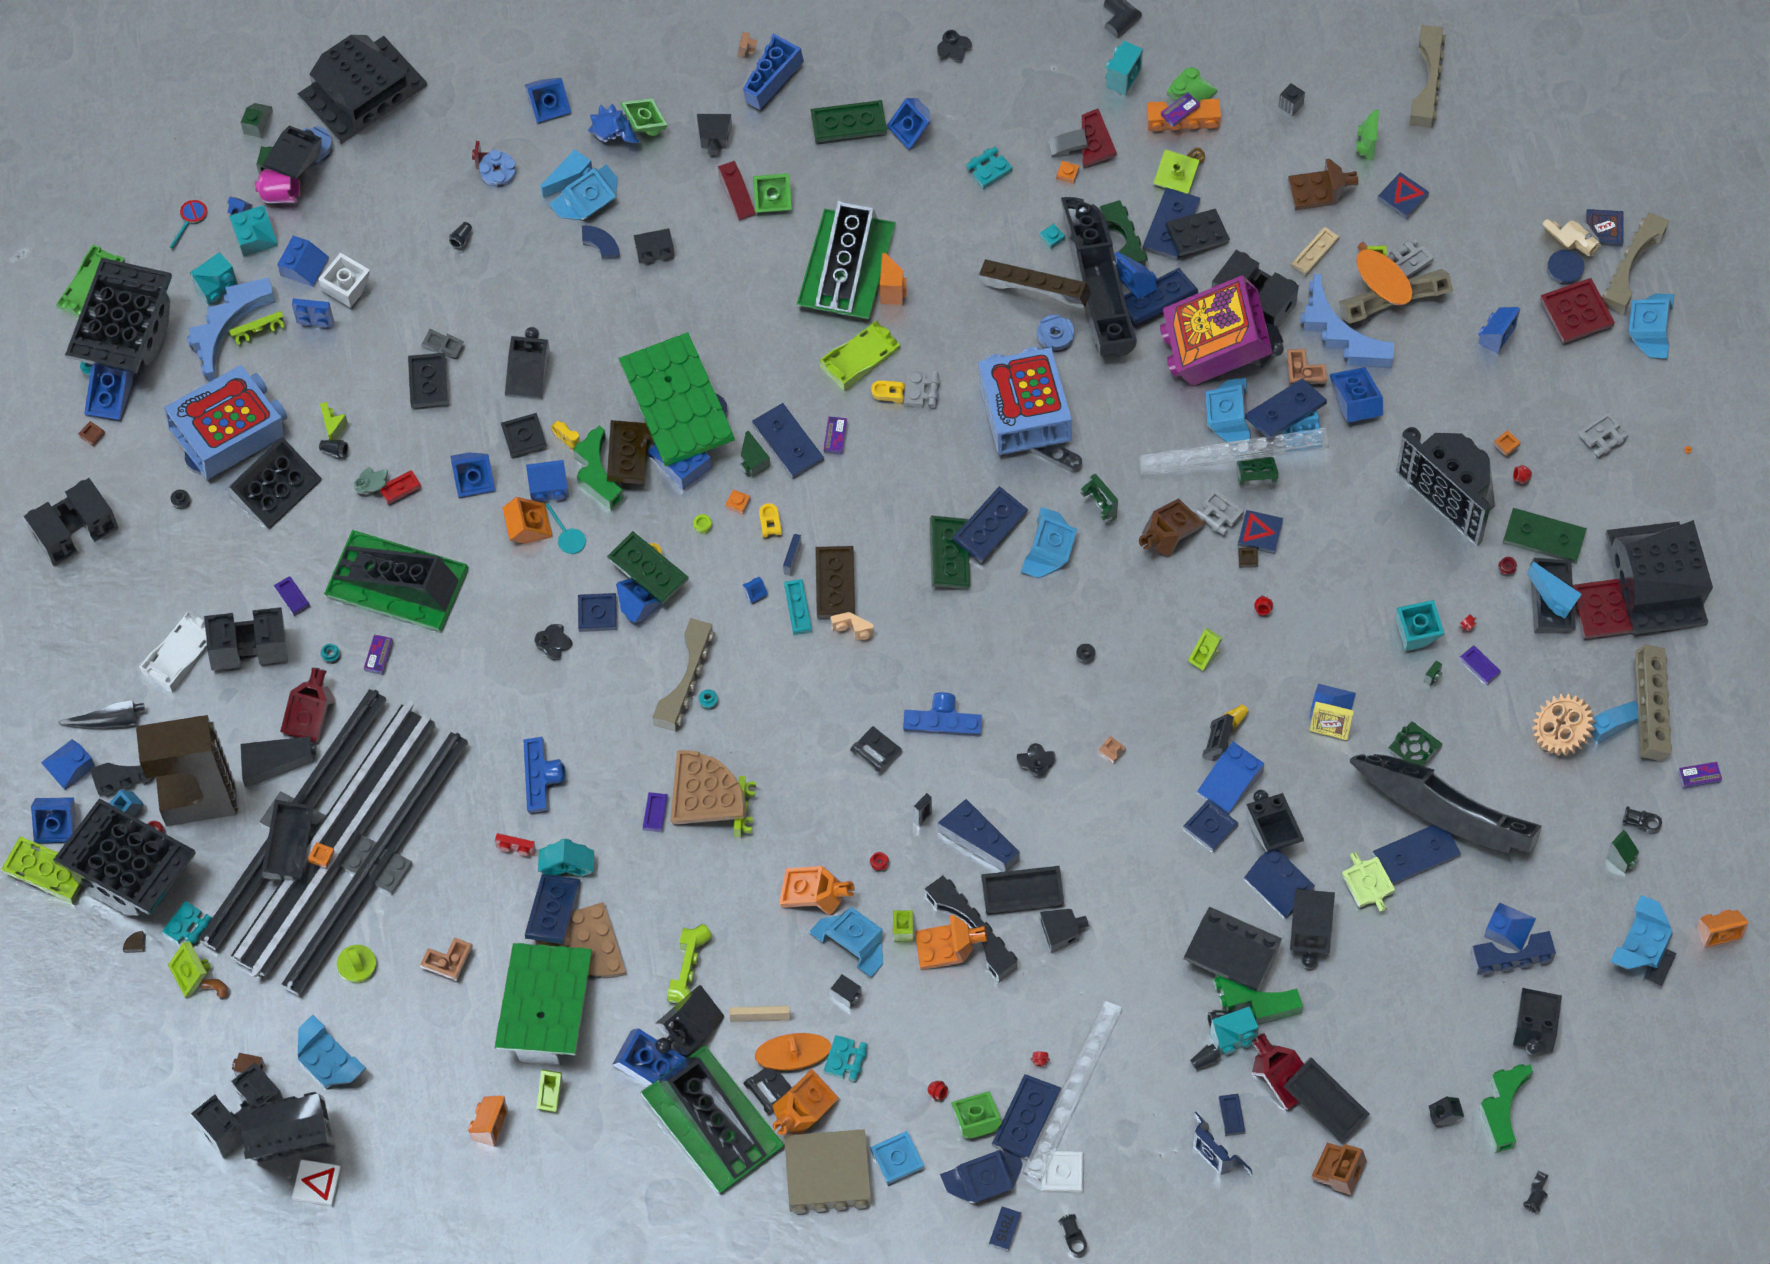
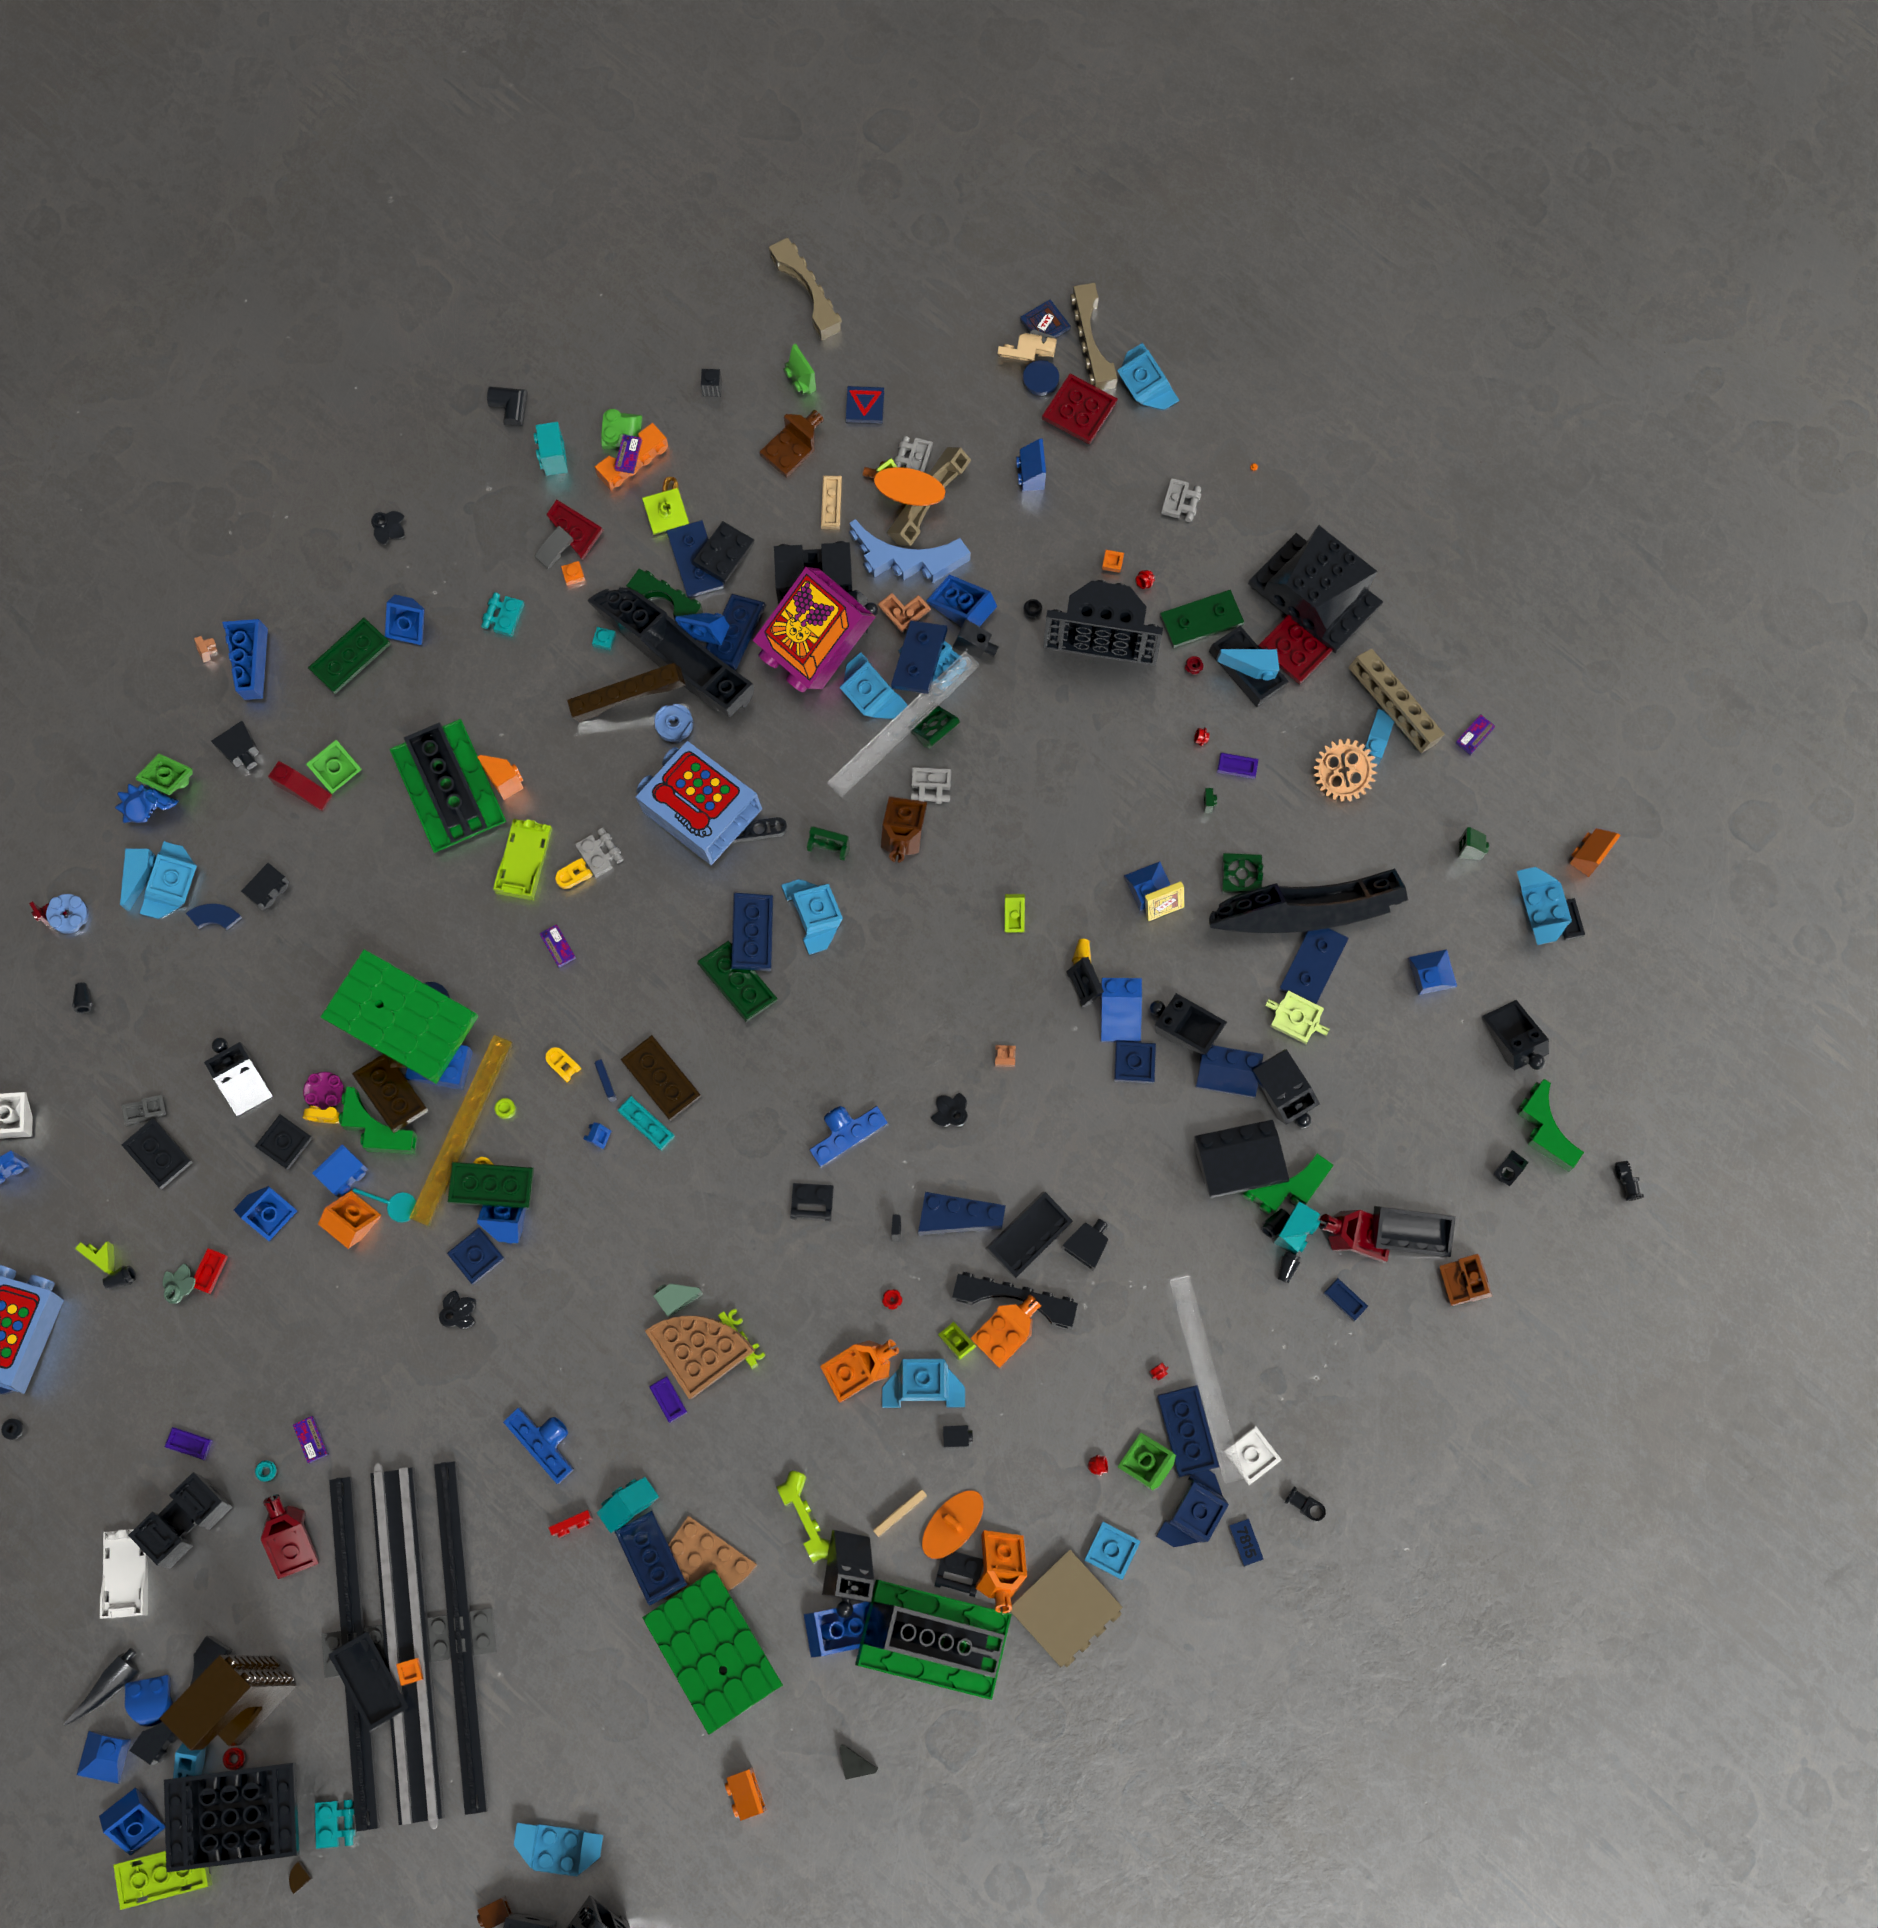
camera: 40 degrees left, 10 degrees up
(123, 747) = (148, 1699): none -> blue slope
(188, 968) = (369, 1867): lime tile -> none
(217, 985) = (405, 1858): dark orange arm -> none
(273, 483) = (89, 1352): black slope -> none
(274, 757) = (289, 1611): black slope -> none
(356, 963) = (515, 1740): lime tile -> none
(396, 580) = (273, 1359): piece -> none
(450, 963) = (600, 1675): nougat brick -> none
(547, 98) = (63, 818): blue slope -> none
(549, 1090) = (777, 1726): lime slope -> none
(581, 417) = (323, 1090): none -> magenta dish
(582, 1162) = (854, 1764): none -> pearl dark grey slope
(659, 515) = (461, 1130): none -> clear yellow plate
(670, 708) = (609, 1298): dark tan arch -> none
(708, 703) = (634, 1269): teal plate -> none
(719, 744) = (675, 1297): none -> sand green slope
(737, 501) = (520, 1066): orange plate -> none
(753, 456) = (503, 1016): dark green slope -> none
(787, 440) = (520, 980): dark blue plate -> none
(839, 1057) = (994, 1498): teal plate -> none
(861, 628) = (715, 1104): light nougat slope -> none
(1085, 657) = (918, 992): black plate -> none
(1215, 1154) = (1352, 1345): dark blue piece -> none
(1248, 557) = (983, 807): dark brown tile -> none
(1260, 531) = (976, 777): dark blue tile -> none
(1263, 605) = (1030, 840): red plate -> none
(1341, 427) = (974, 640): none -> black torso
(1418, 624) = (1168, 767): teal slope -> none
(1488, 958) = (1440, 1010): dark blue arch -> none
(1641, 819) = (1461, 805): black connector -> none

